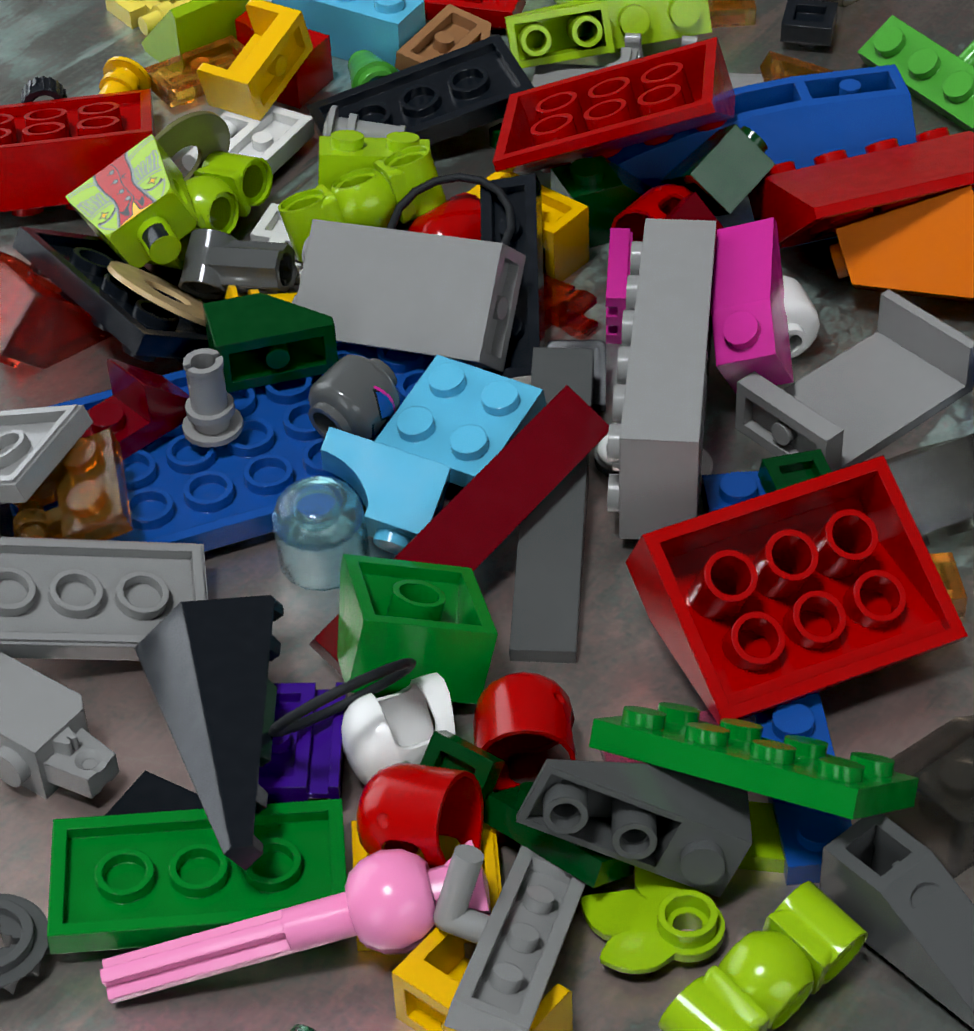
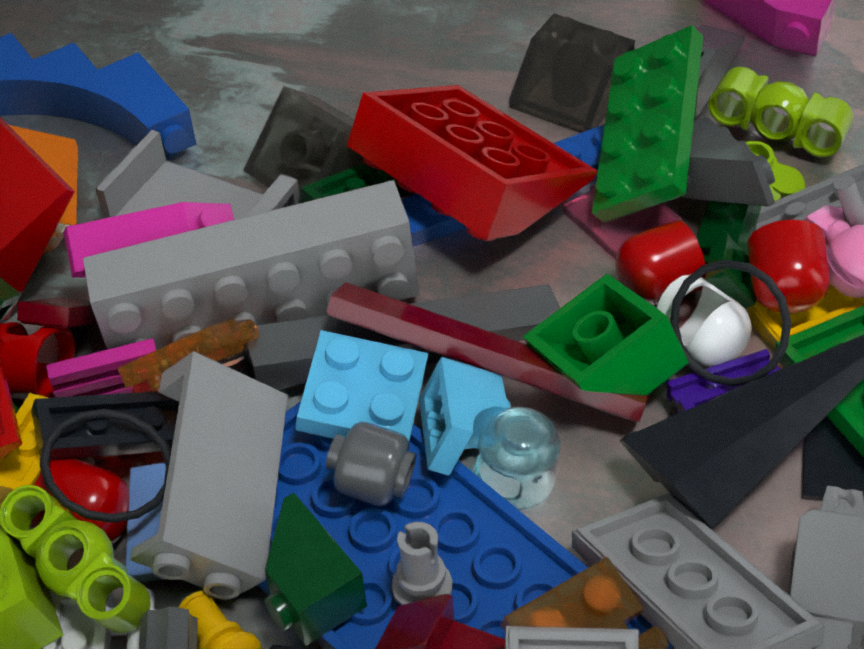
camera: 110 degrees left, 5 degrees up
(557, 284) = (214, 342): none -> clear orange plate

